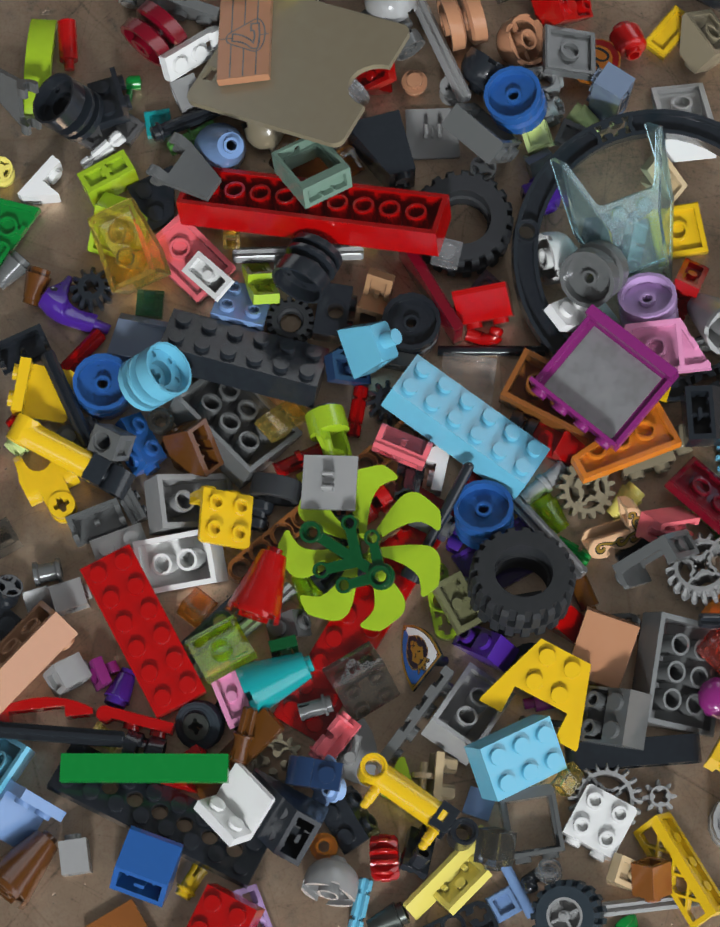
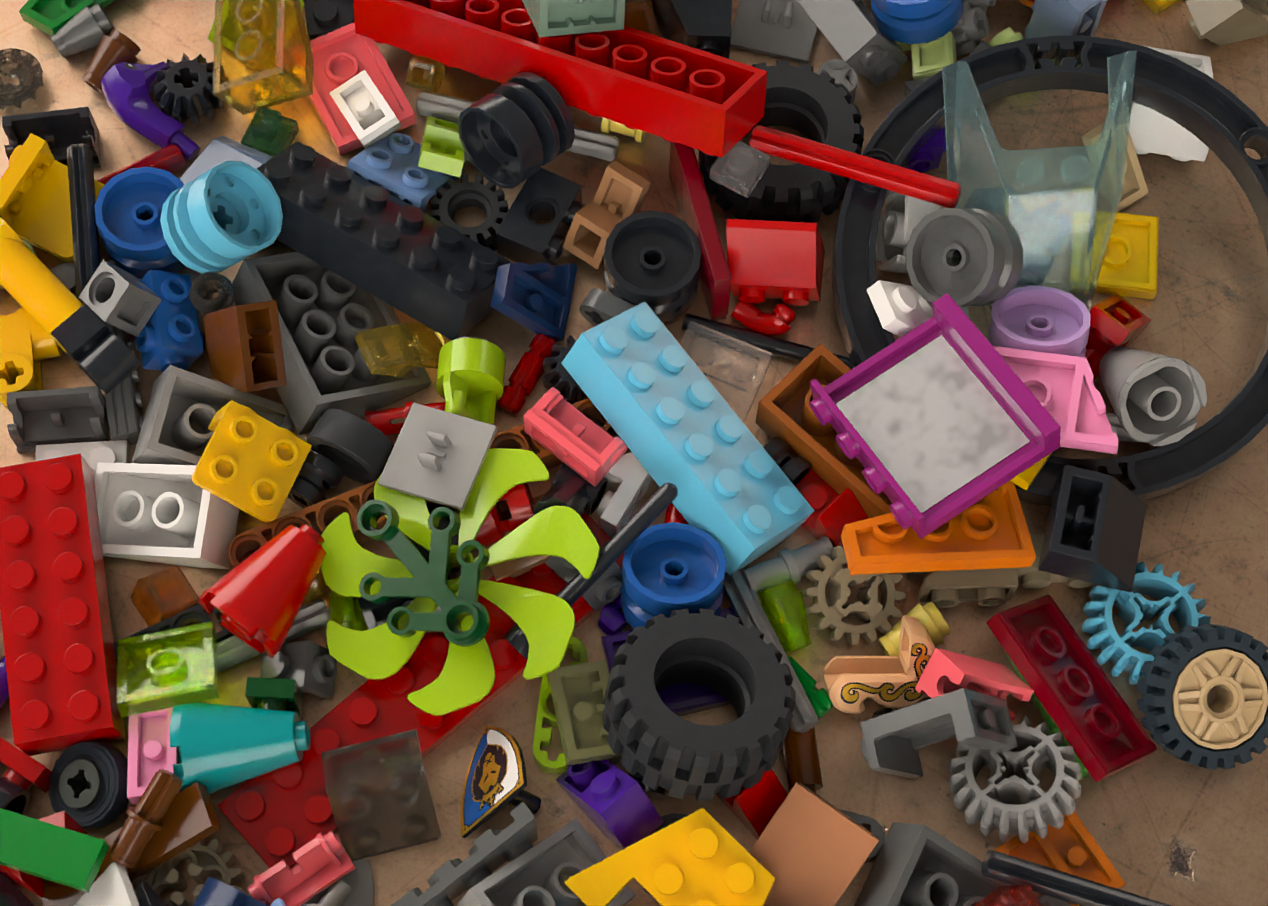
camera: 15 degrees right, 10 degrees down
(315, 707) = (288, 813): dark grey pin -> none
(369, 346) = (574, 274): medium azure torso -> none
(515, 235) = (856, 166): none -> red axle

